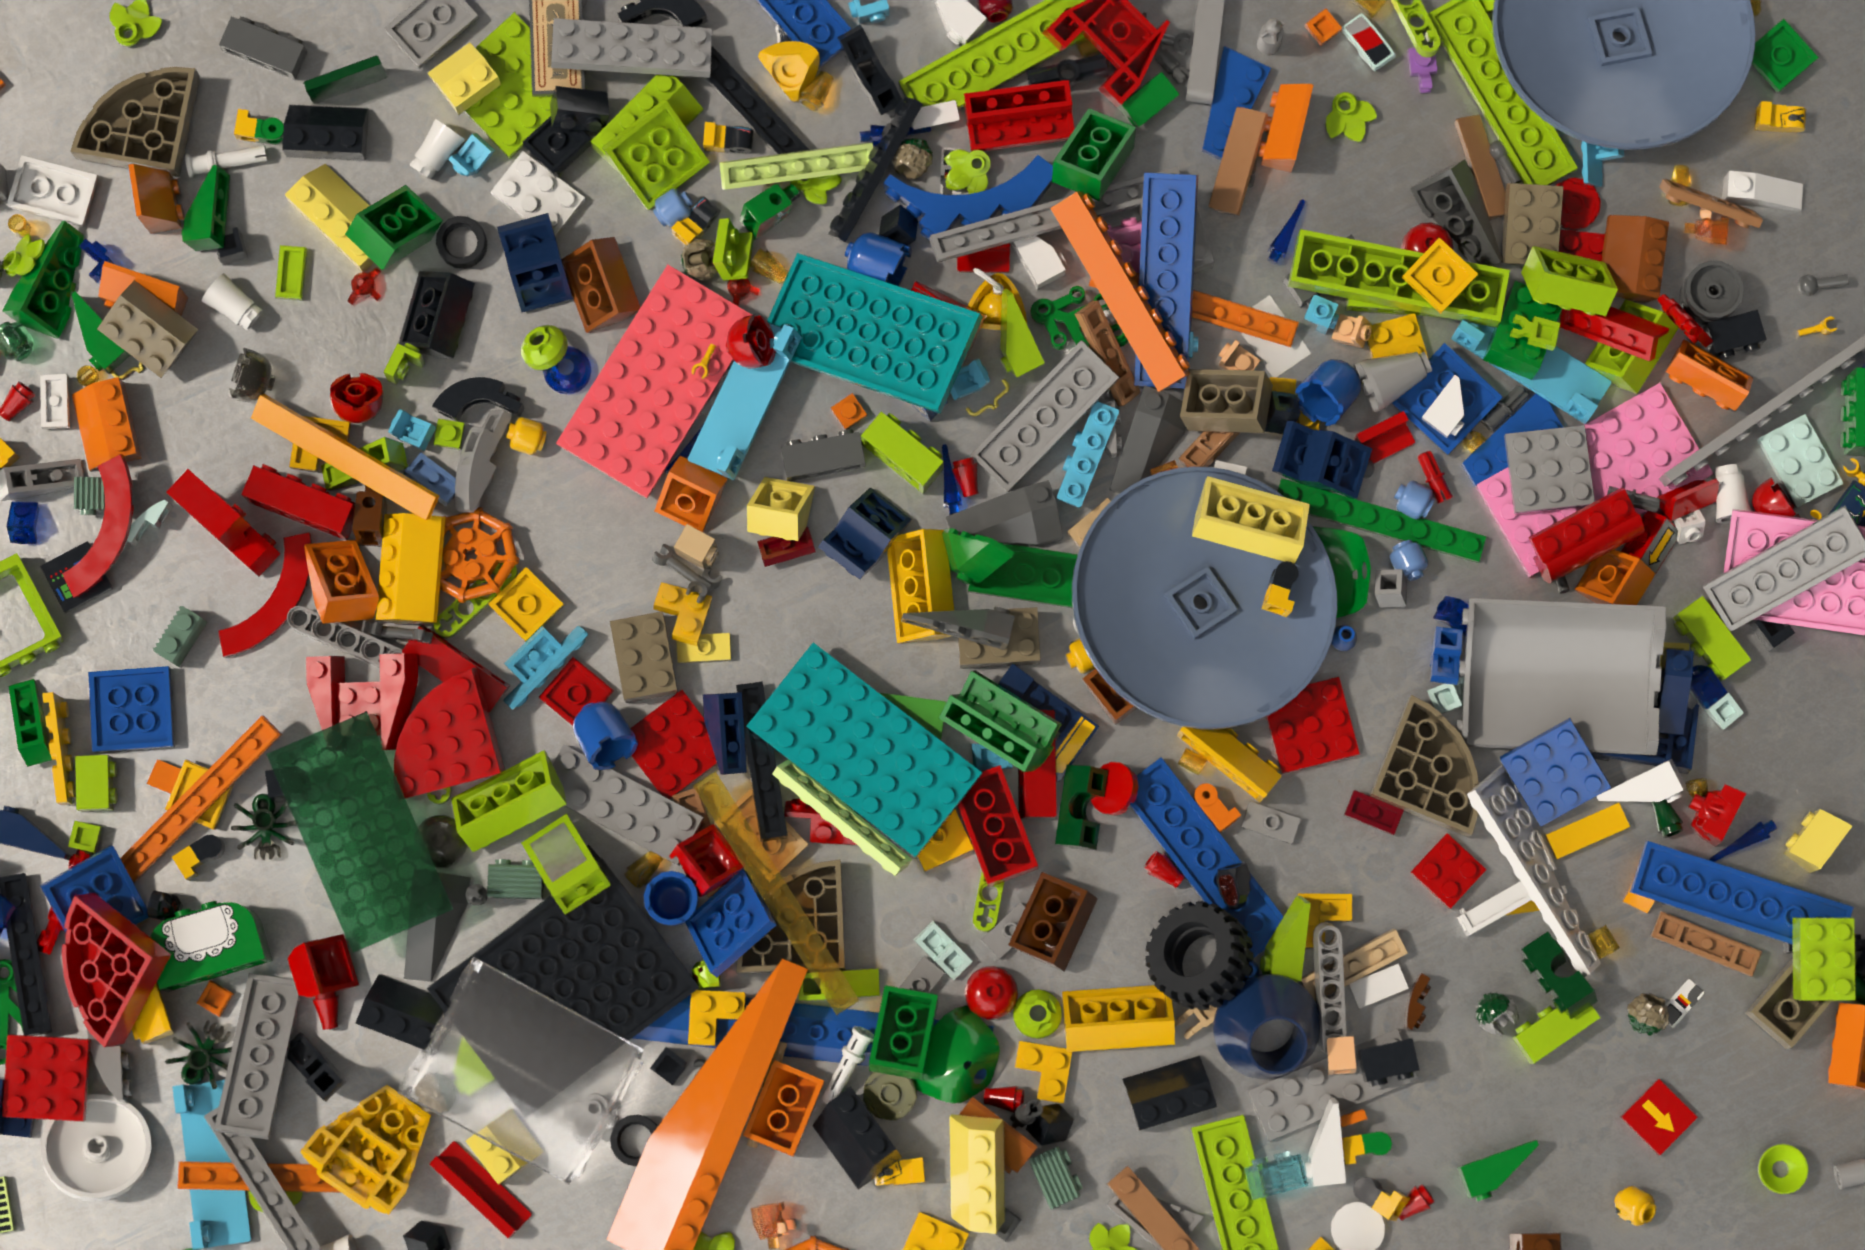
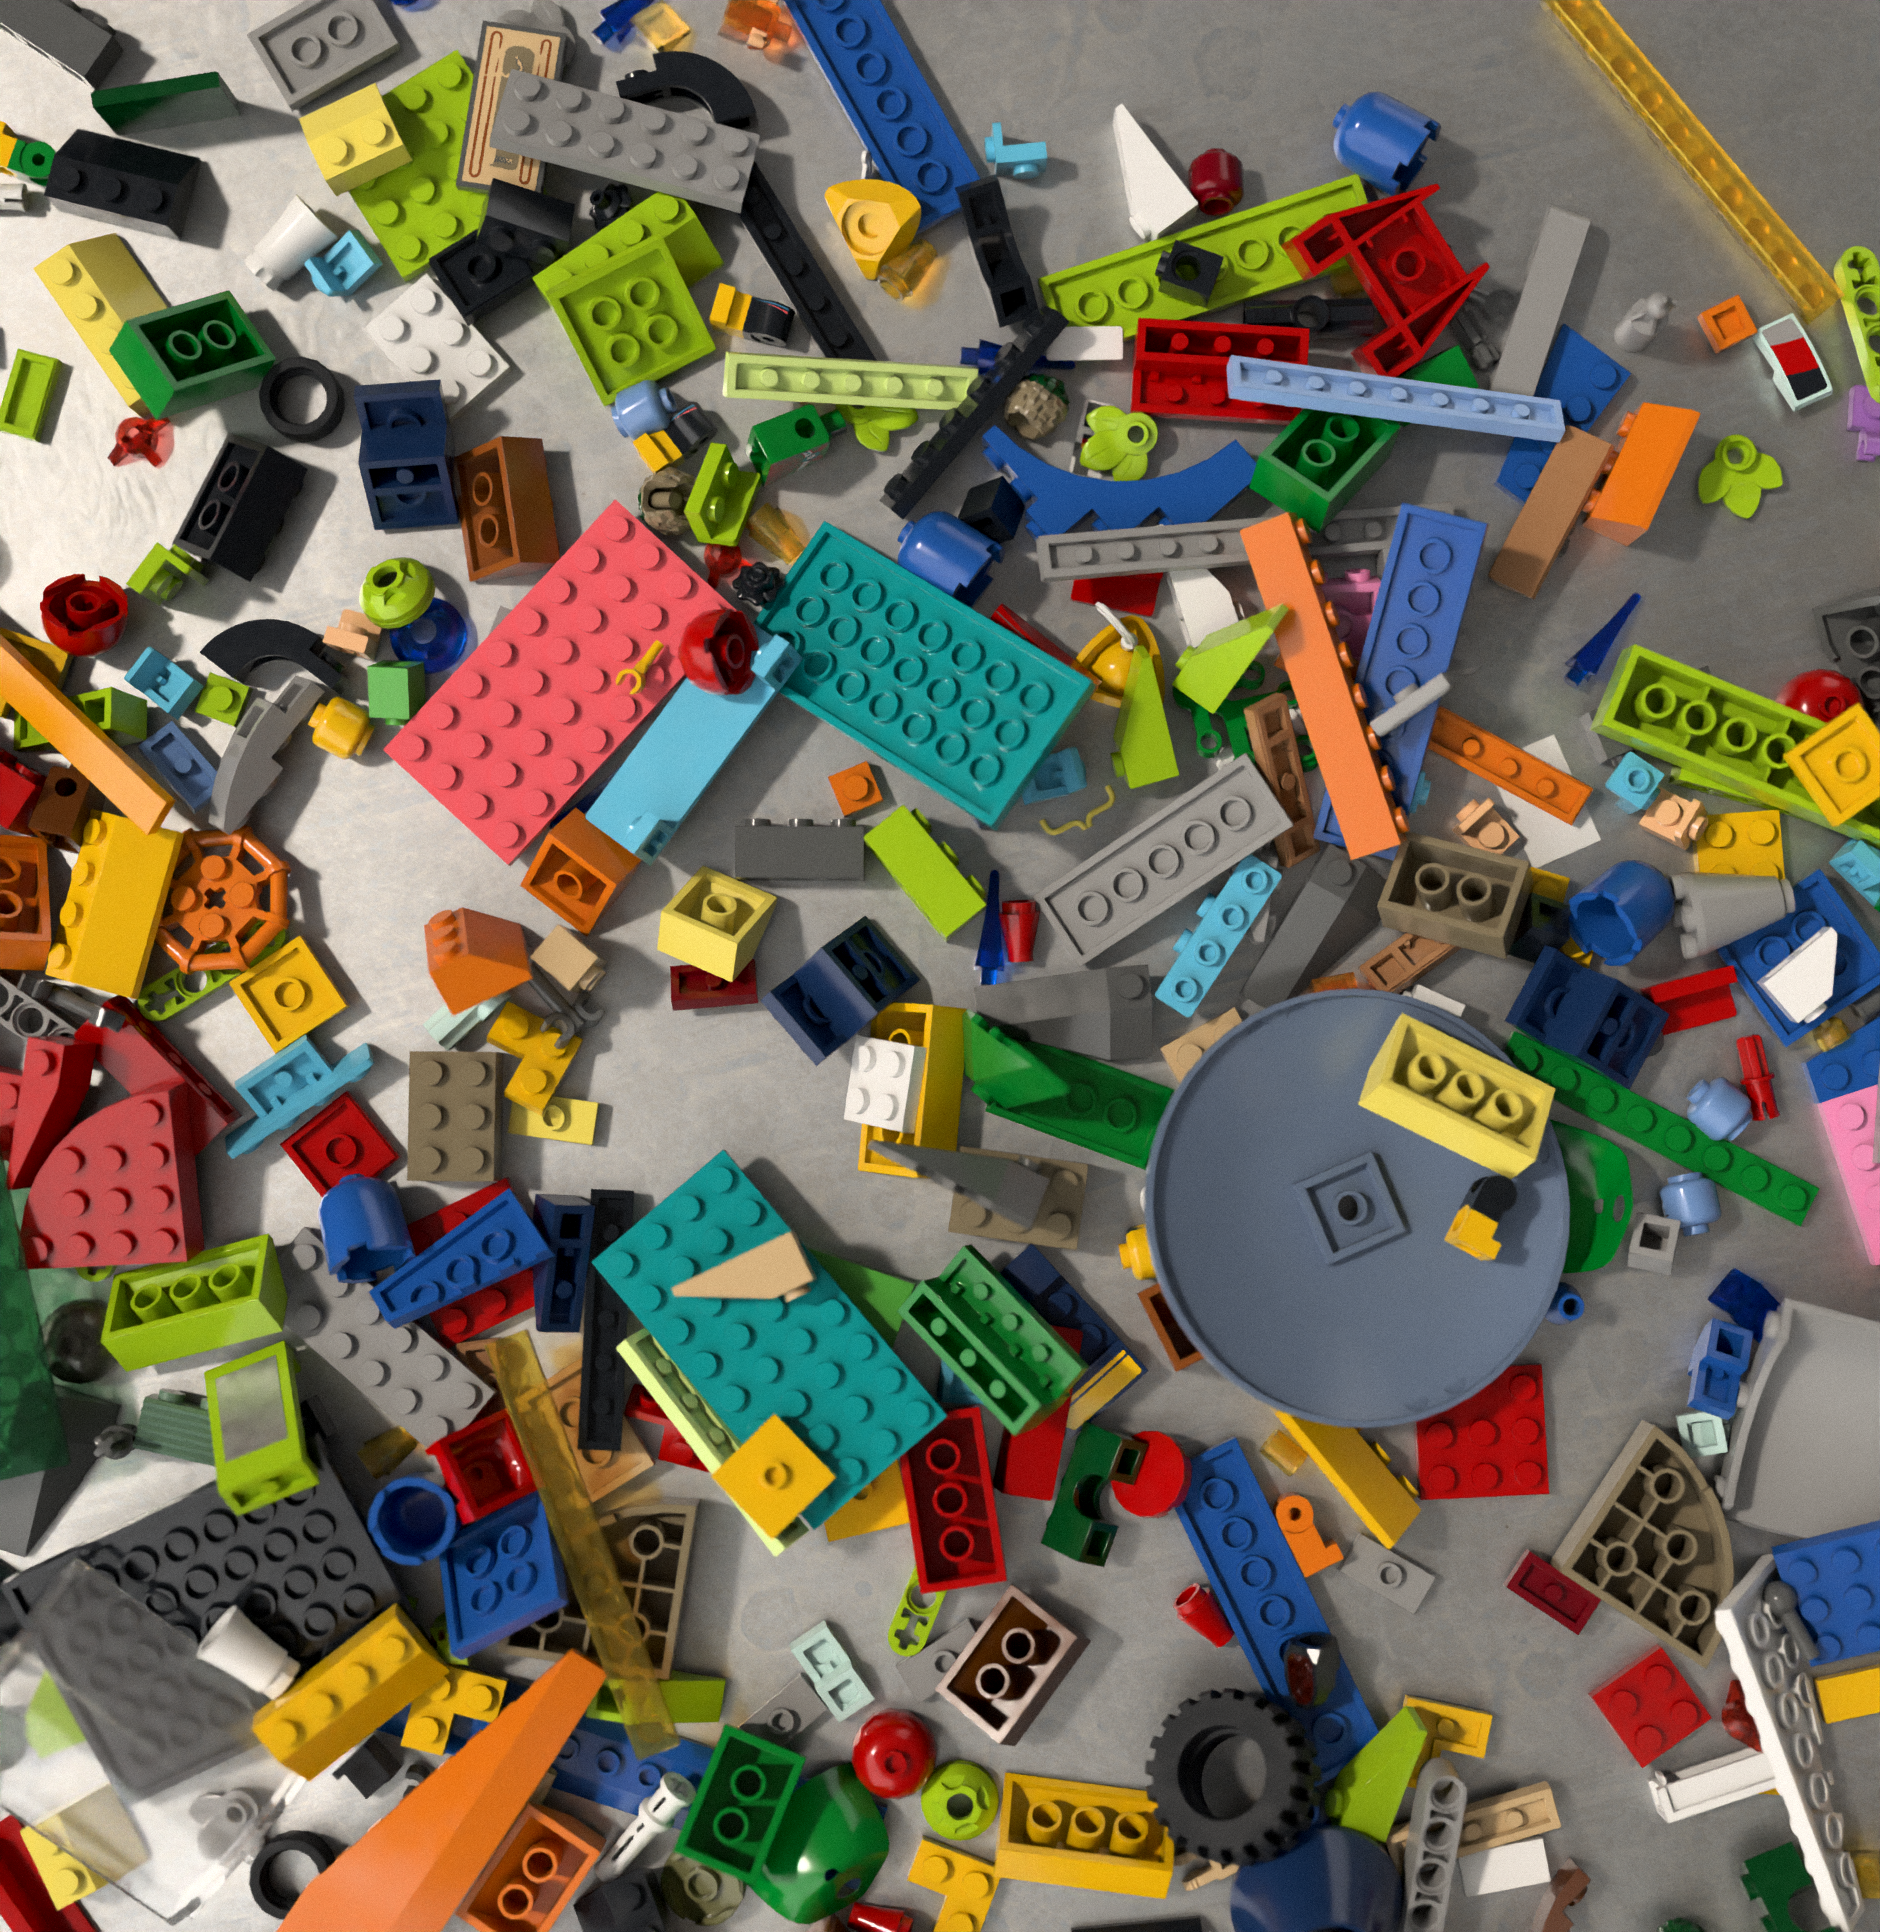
camera: 15 degrees right, 5 degrees up
(523, 378) = (354, 635): none -> light nougat bracket
(556, 406) = (396, 690): none -> bright green brick
(586, 999) = (248, 1654): none -> white plant
(627, 88) = (609, 205): none -> black plant
(638, 555) = (474, 956): none -> orange slope
(641, 585) = (451, 1030): none -> light aqua piece
(654, 1012) = (349, 1694): none -> yellow slope
(671, 738) = (470, 1257): none -> blue wing
(764, 298) = (758, 584): none -> black plant
(850, 708) = (763, 1272): none -> tan slope
(884, 827) = (773, 1476): none -> yellow plate
(903, 584) = (885, 1083): none -> white plate
(995, 70) = (1193, 291): none -> black brick
(1056, 286) = (1223, 657): none -> lime slope
(1129, 111) = (1394, 399): none -> light blue plate
(1175, 289) = (1411, 701): none -> light grey plate
(1502, 866) = (1737, 1719): none -> clear red piece
(1512, 788) = (1782, 1601): none -> dark grey bar

